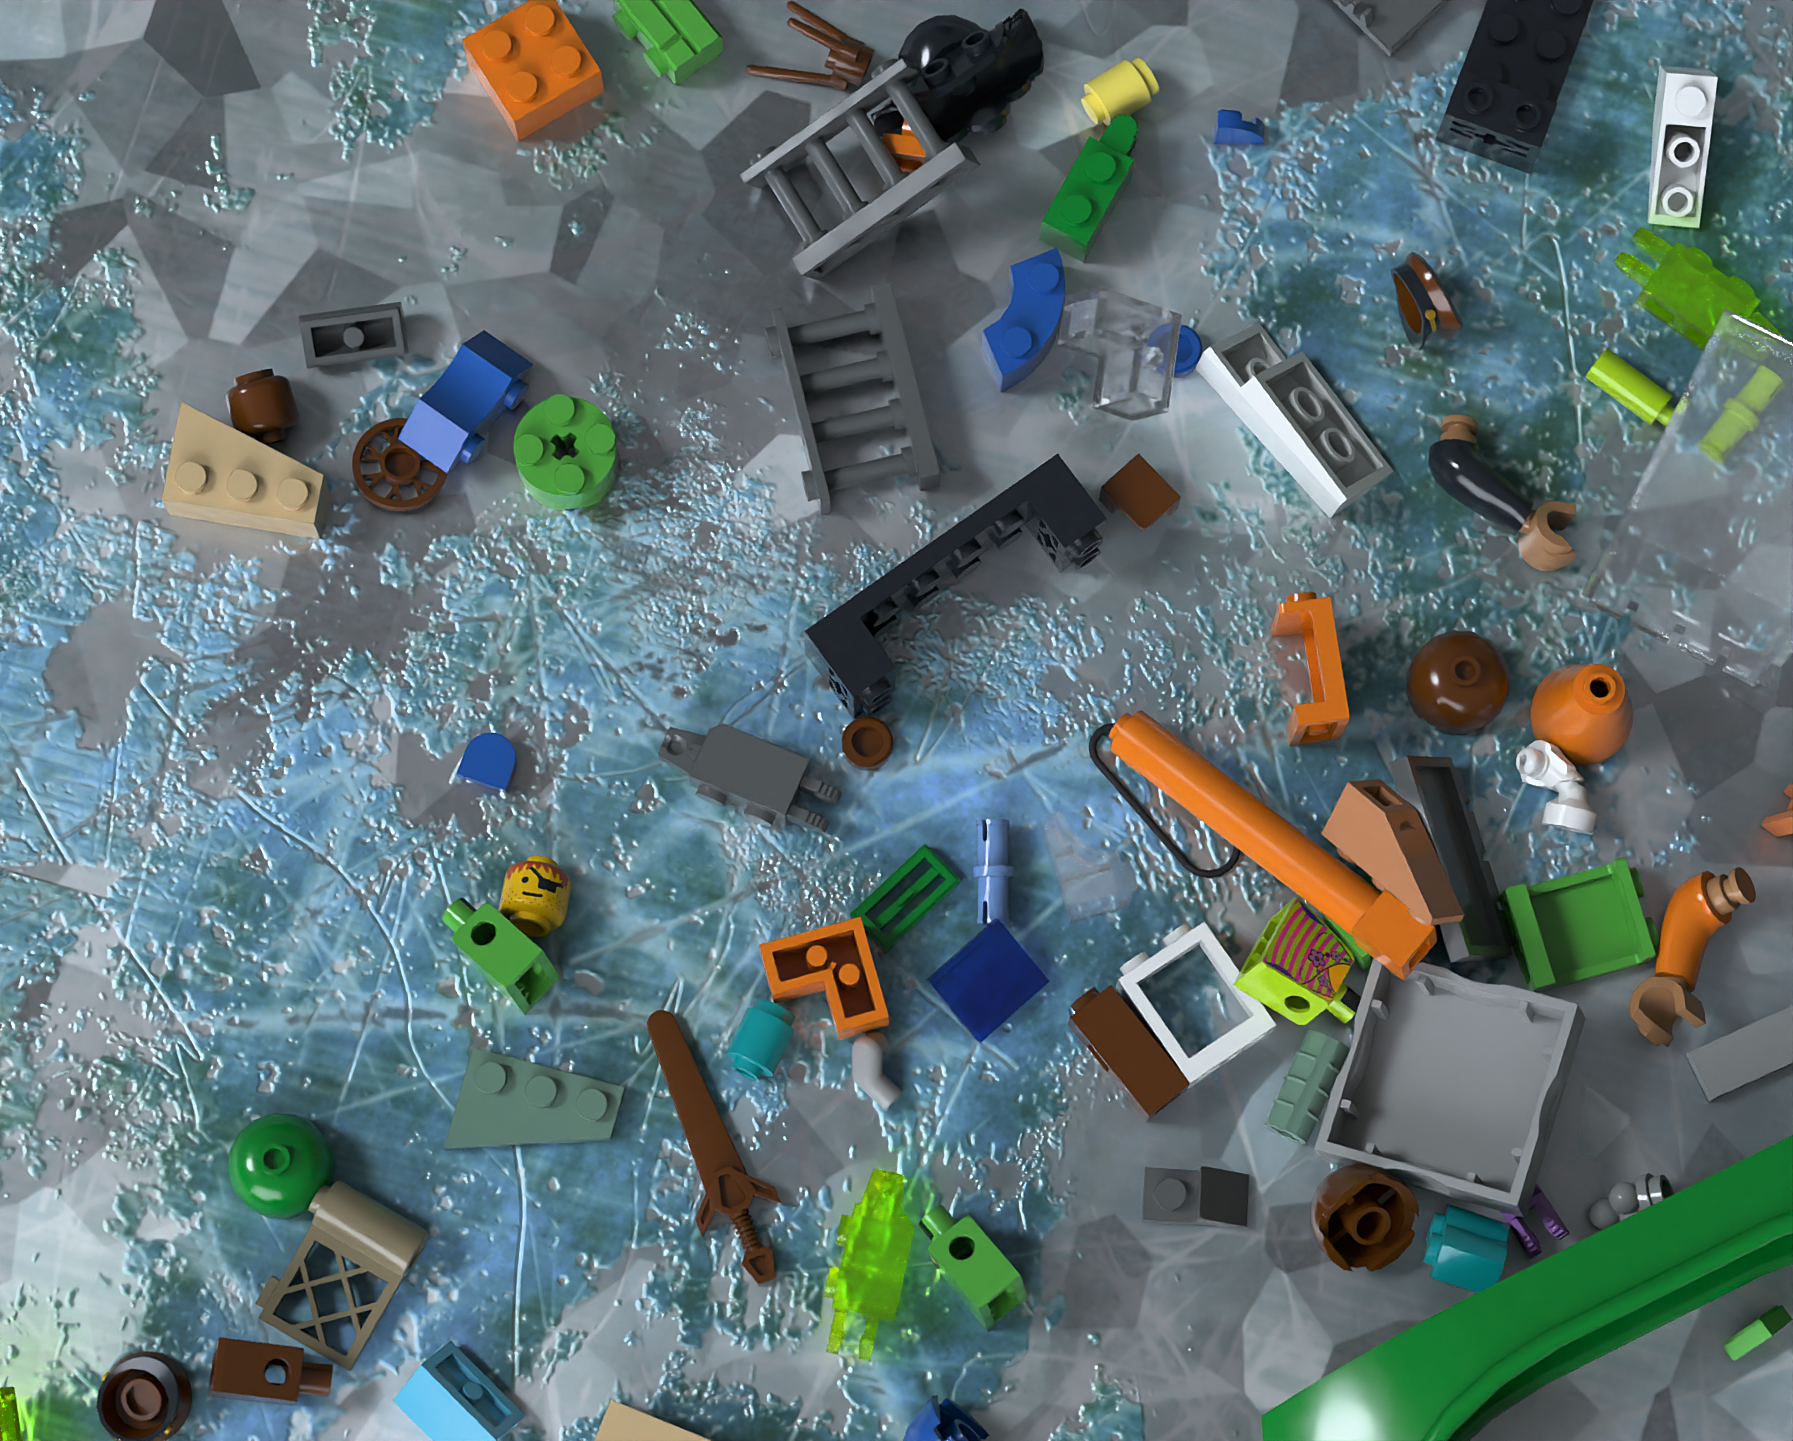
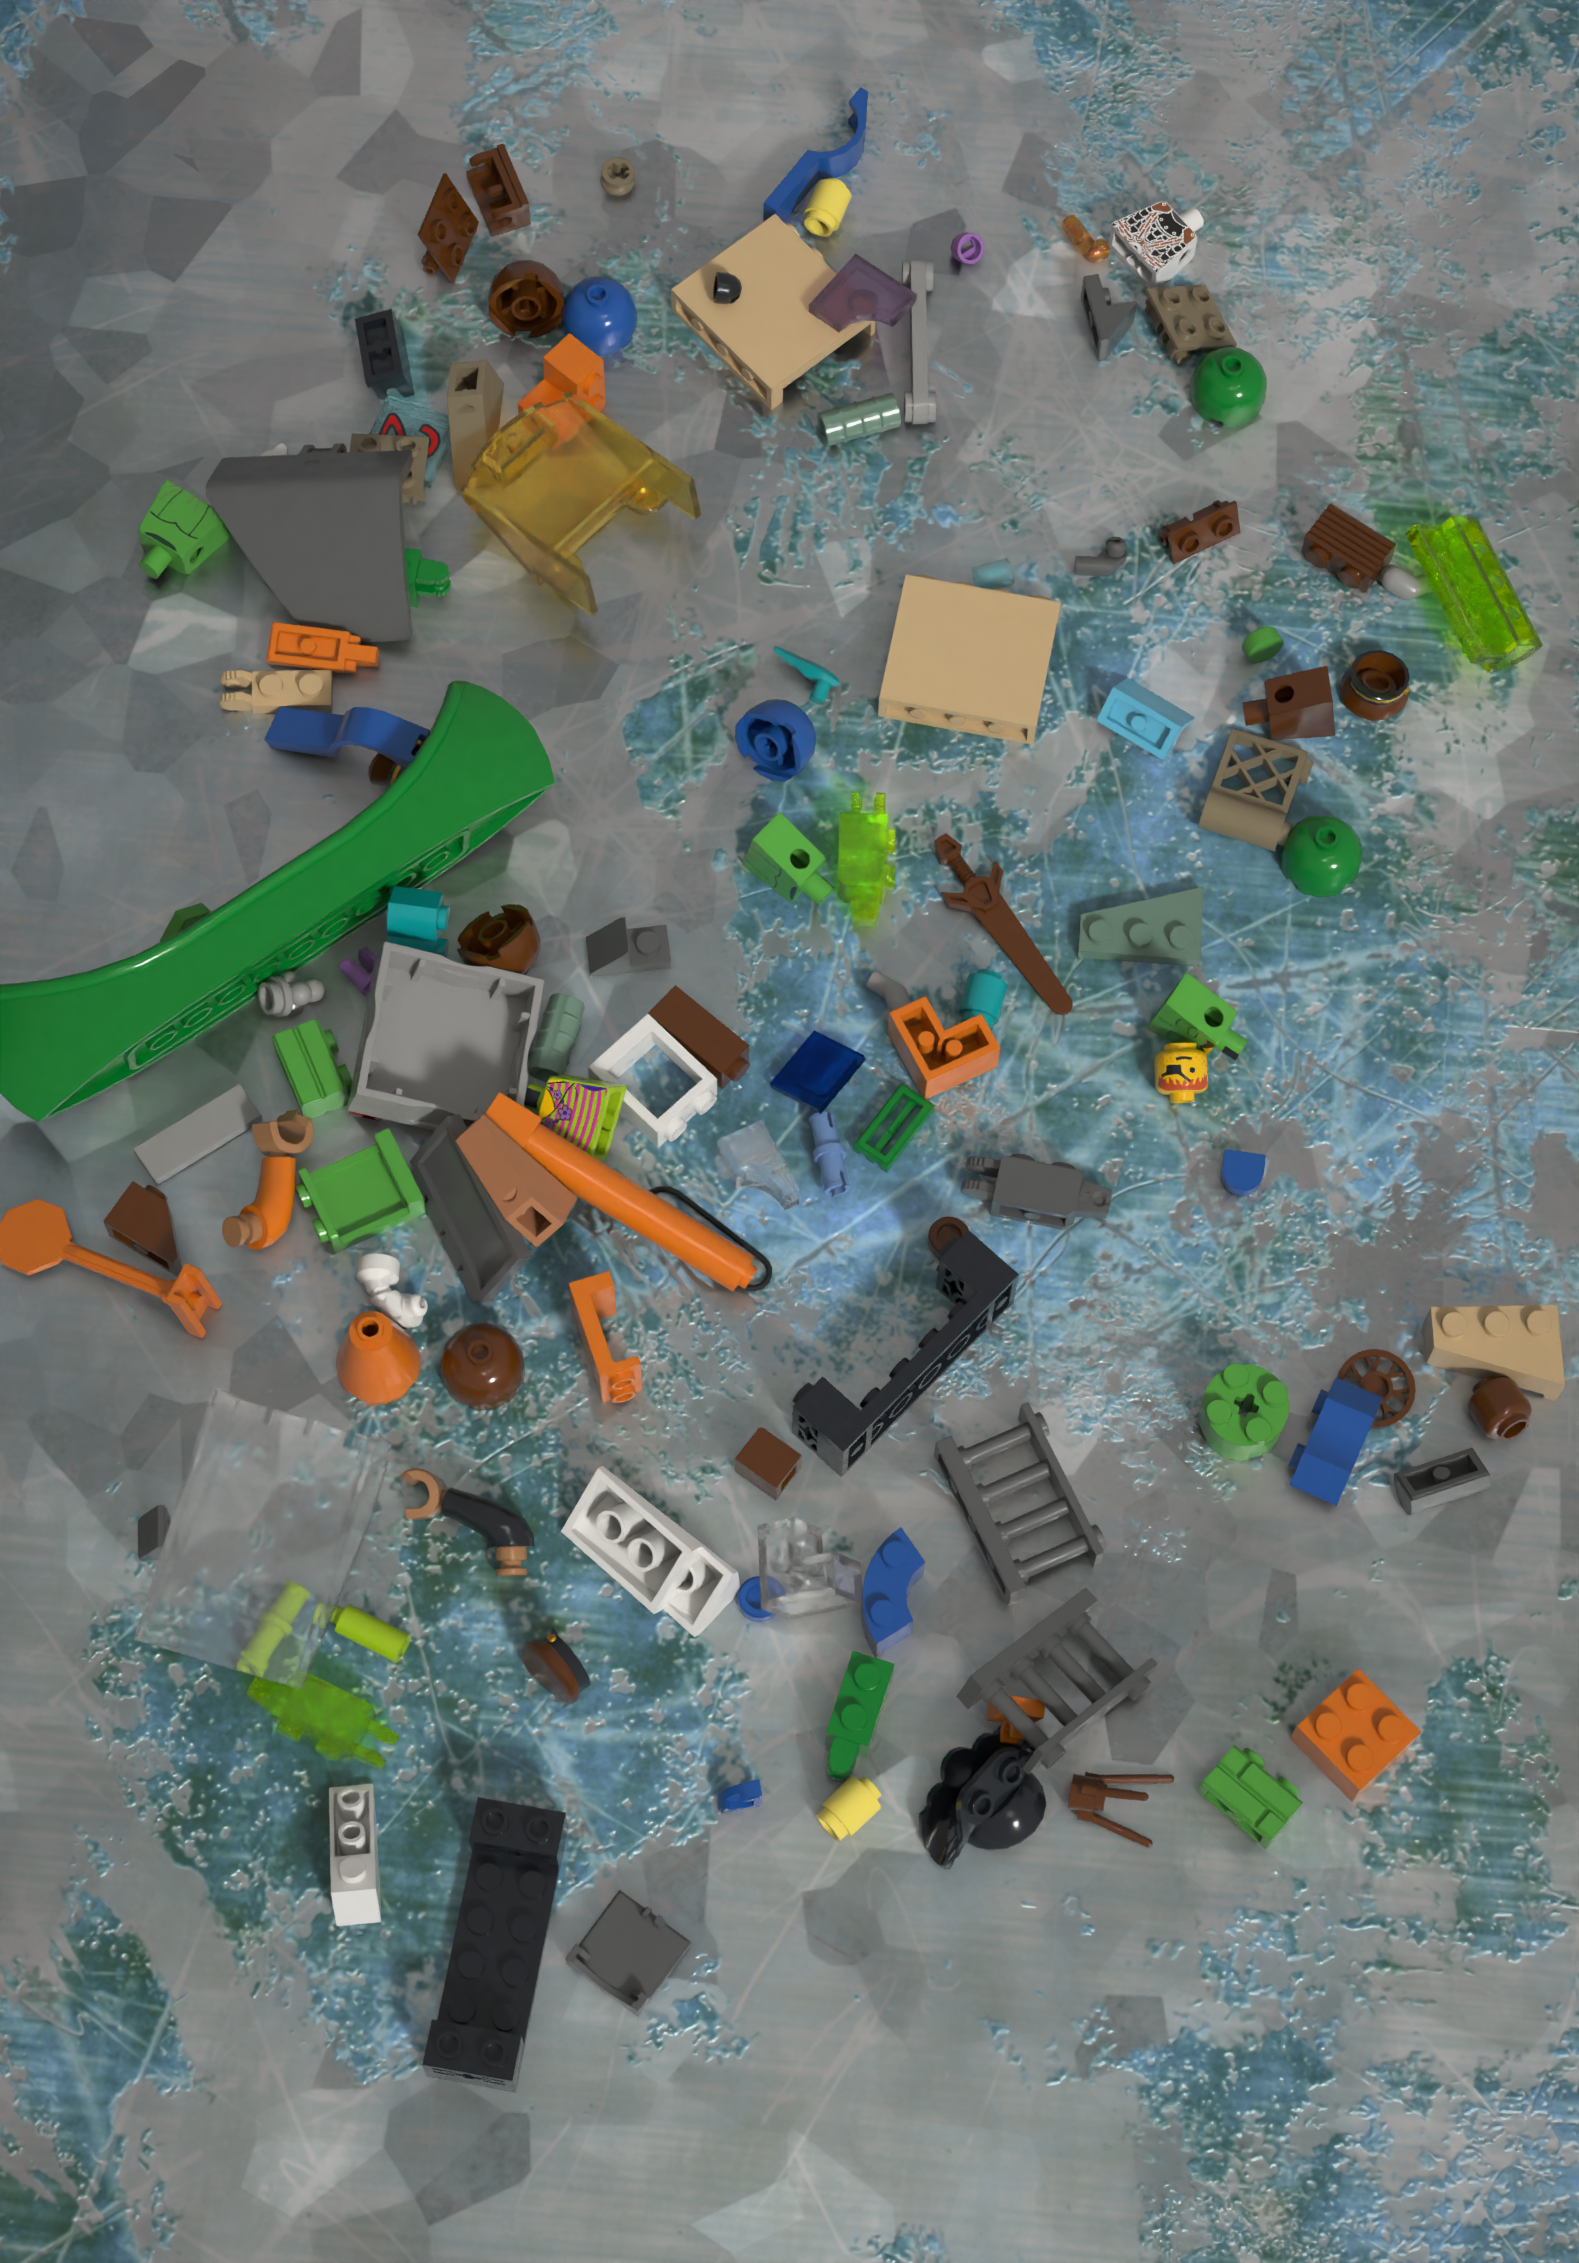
camera: 170 degrees right, 10 degrees down
(1618, 1099) = (312, 1069): none -> bright green brick

